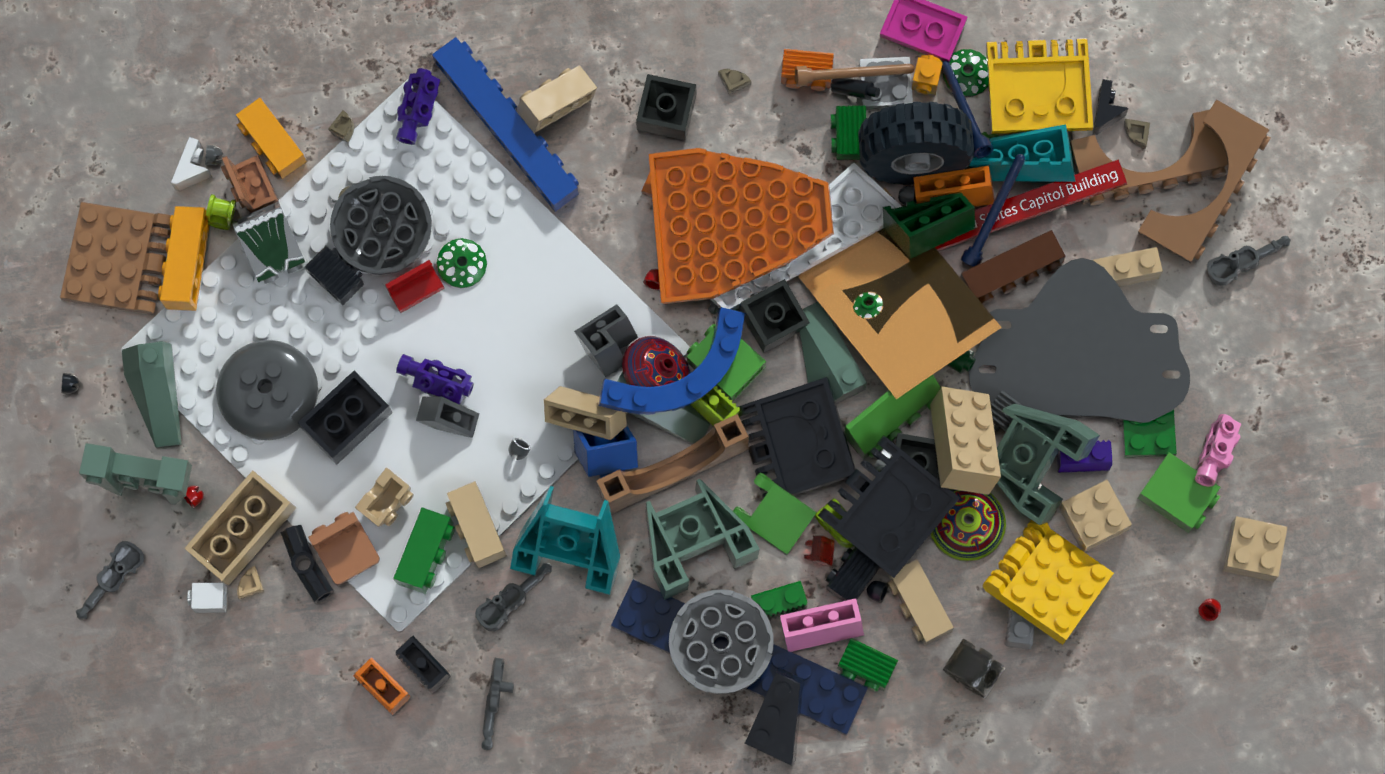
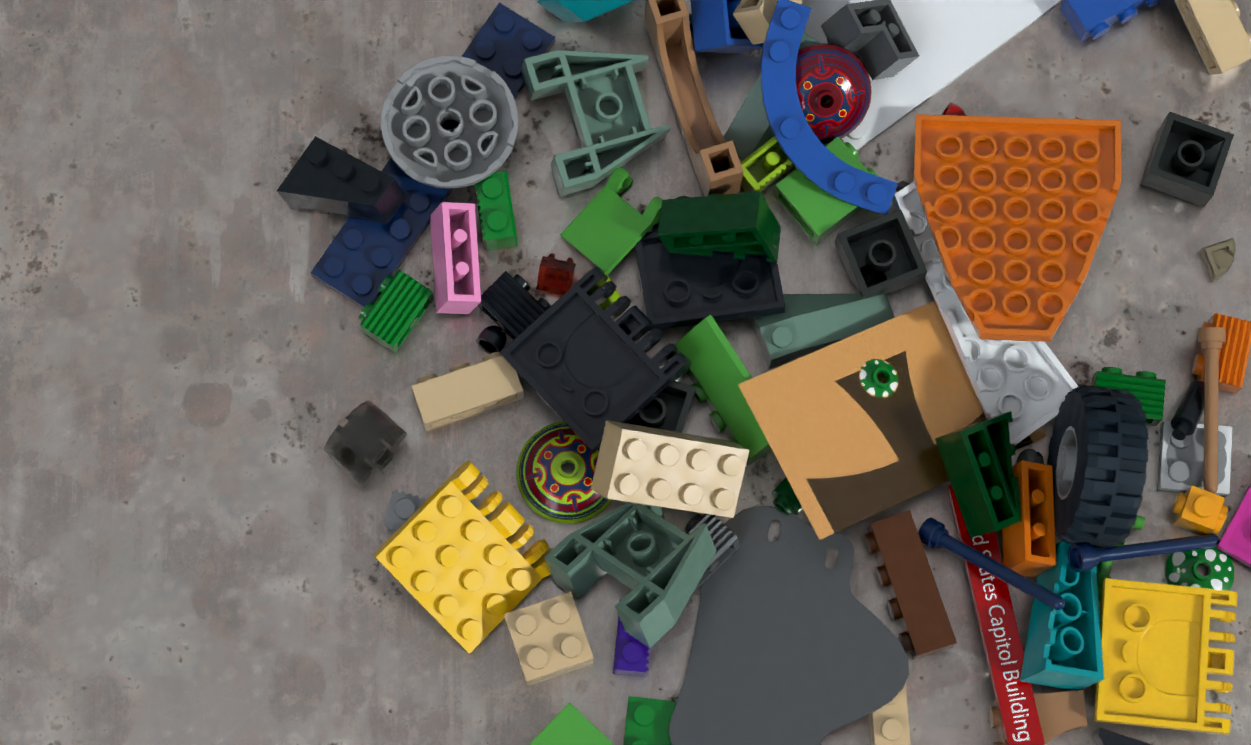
camera: 90 degrees right, 0 degrees up
(772, 432) = (720, 223): none -> dark green wedge

